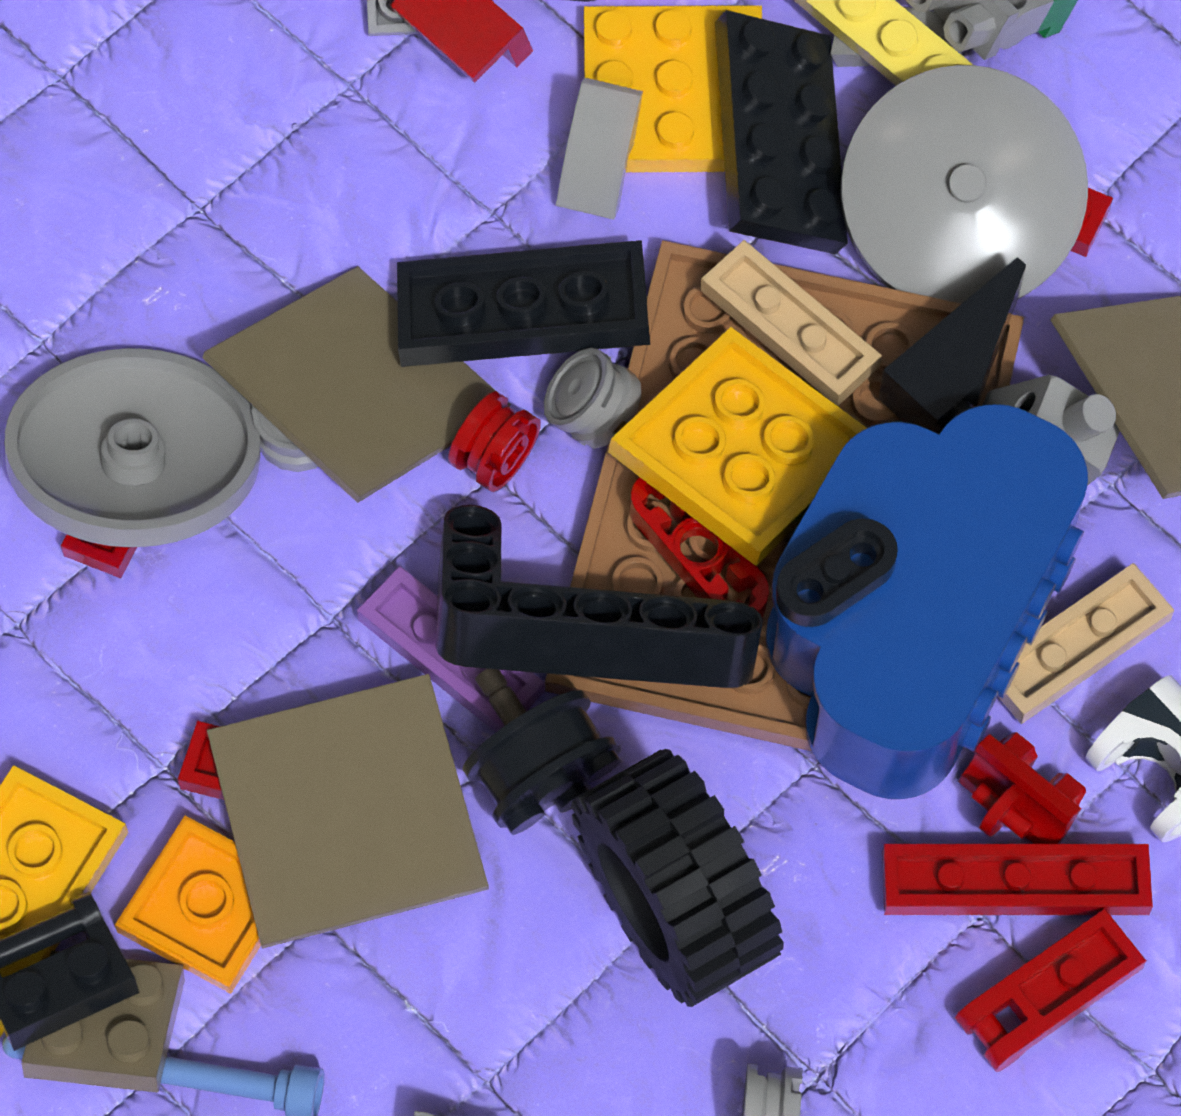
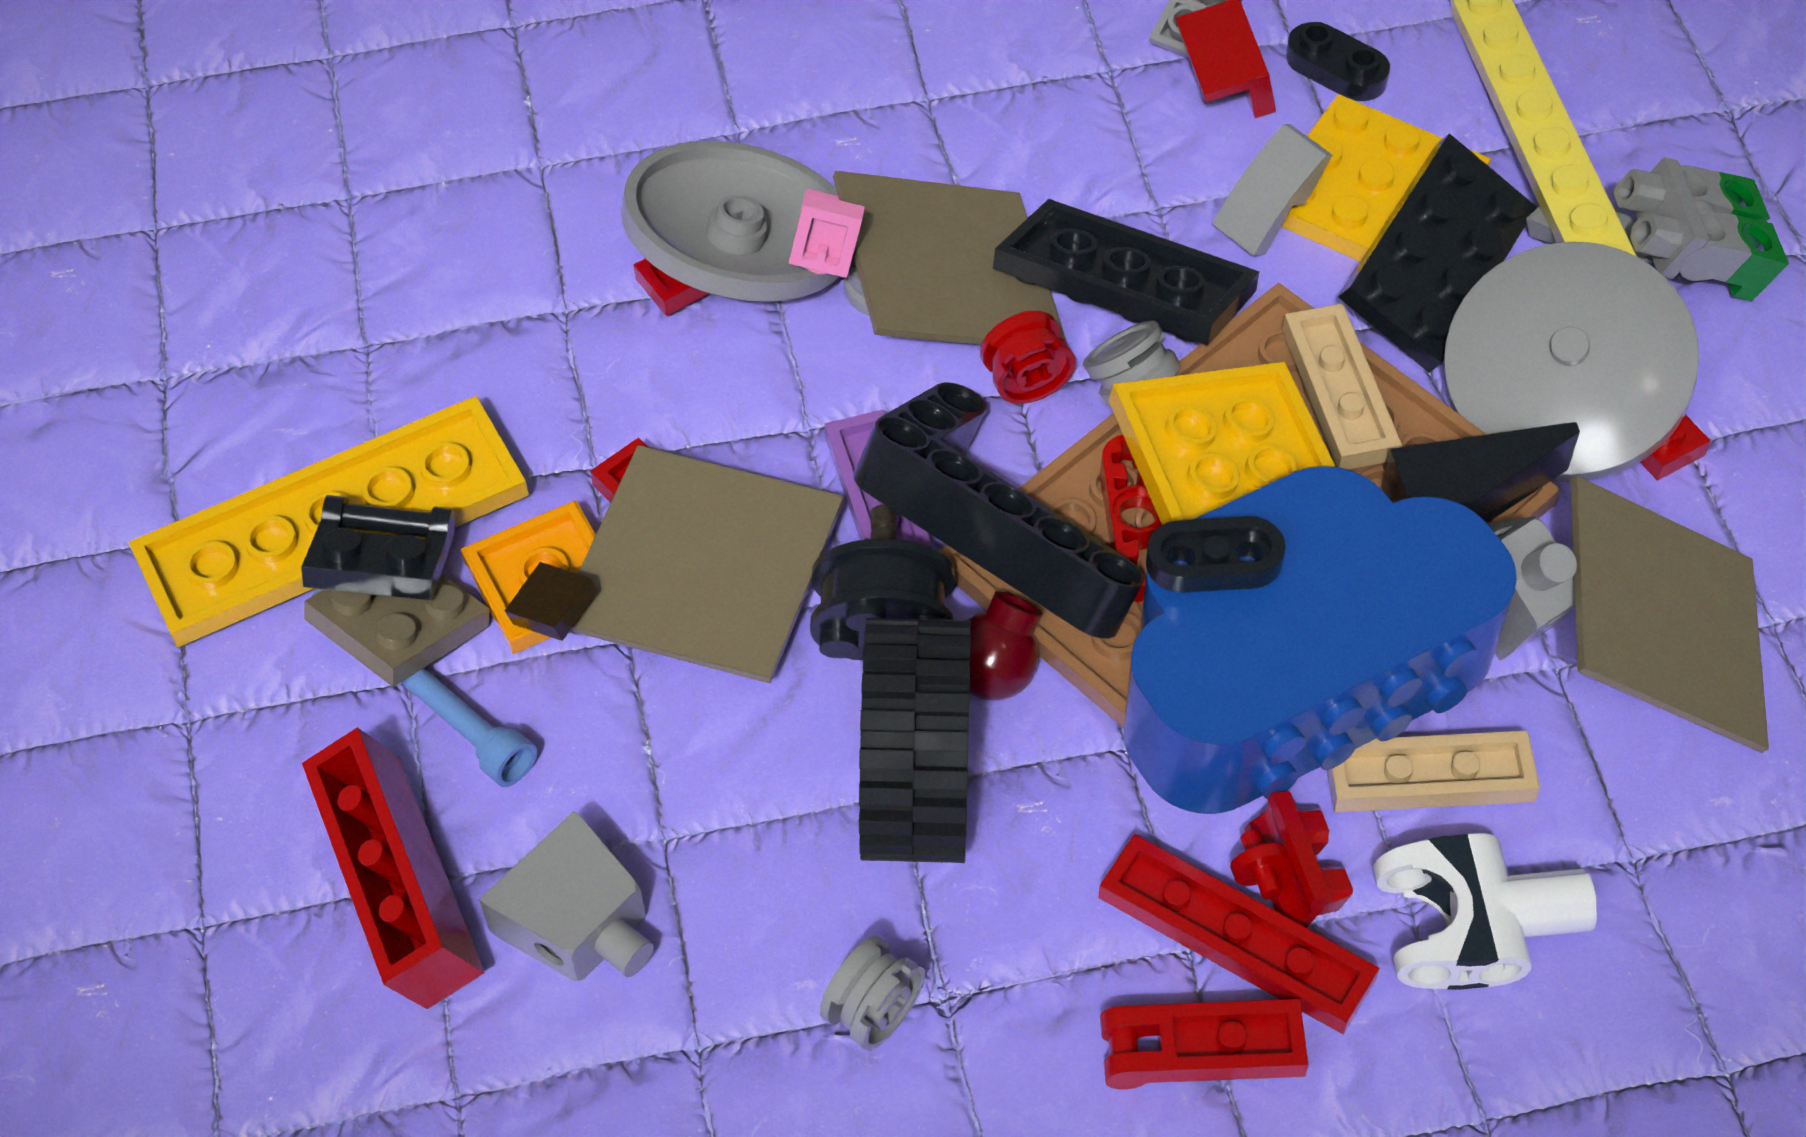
camera: 35 degrees right, 10 degrees down
(240, 427) = (826, 234): none -> bright pink bracket
(247, 929) = (551, 601): none -> dark brown tile
(659, 724) = (1003, 647): none -> dark red piece

